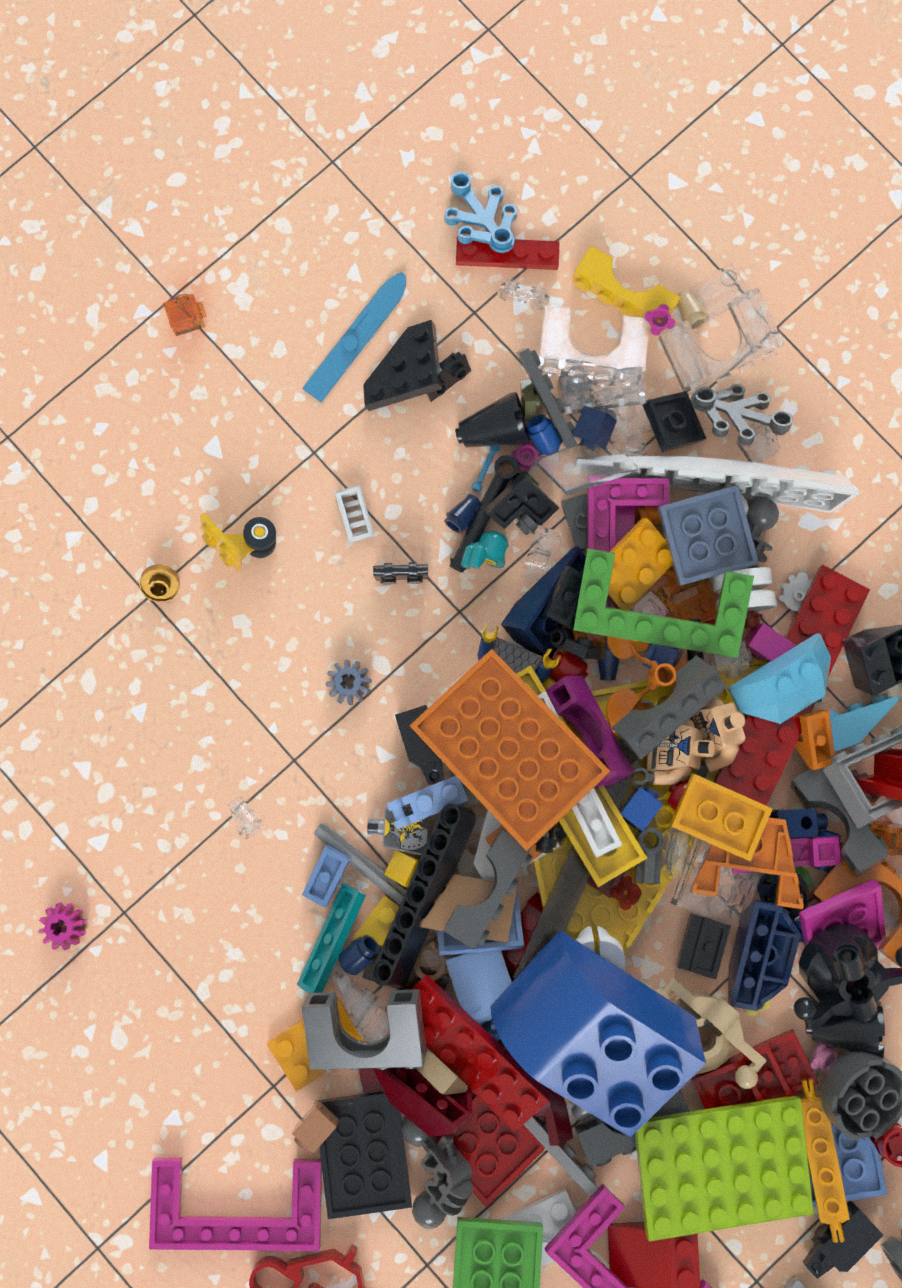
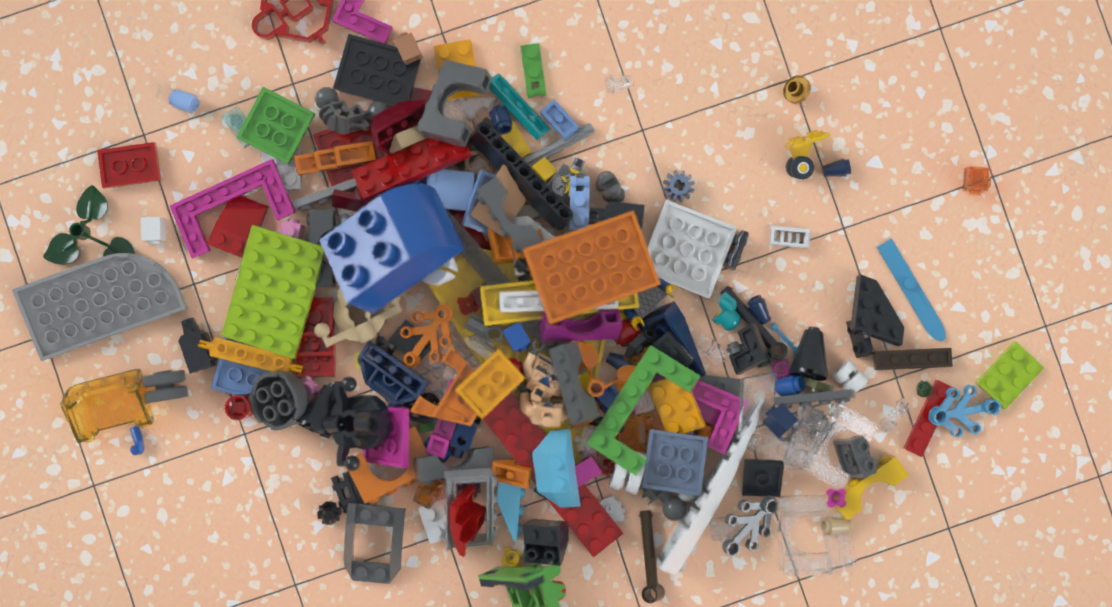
camera: 115 degrees right, 5 degrees up
(241, 490) = (838, 168): none -> dark blue cone
(273, 940) = (533, 69): none -> bright green plate
(383, 776) = (609, 184): none -> dark grey piece
(411, 179) = (1009, 375): none -> lime plate
(423, 634) = (689, 248): none -> white plate
(443, 301) = (912, 358): none -> dark brown plate
(474, 272) = (927, 389): none -> clear green hinge
(499, 369) = (856, 379): none -> white wheel
(507, 1164) = (334, 158): none -> orange slope
(533, 880) = (501, 247): none -> orange plate
(598, 318) = (855, 456): none -> dark grey plate
(626, 1177) = (292, 228): none -> bright pink brick
(685, 927) = (430, 334): none -> orange plant
(720, 984) = (381, 341): none -> black piece
(840, 517) = (650, 560): none -> dark brown piece

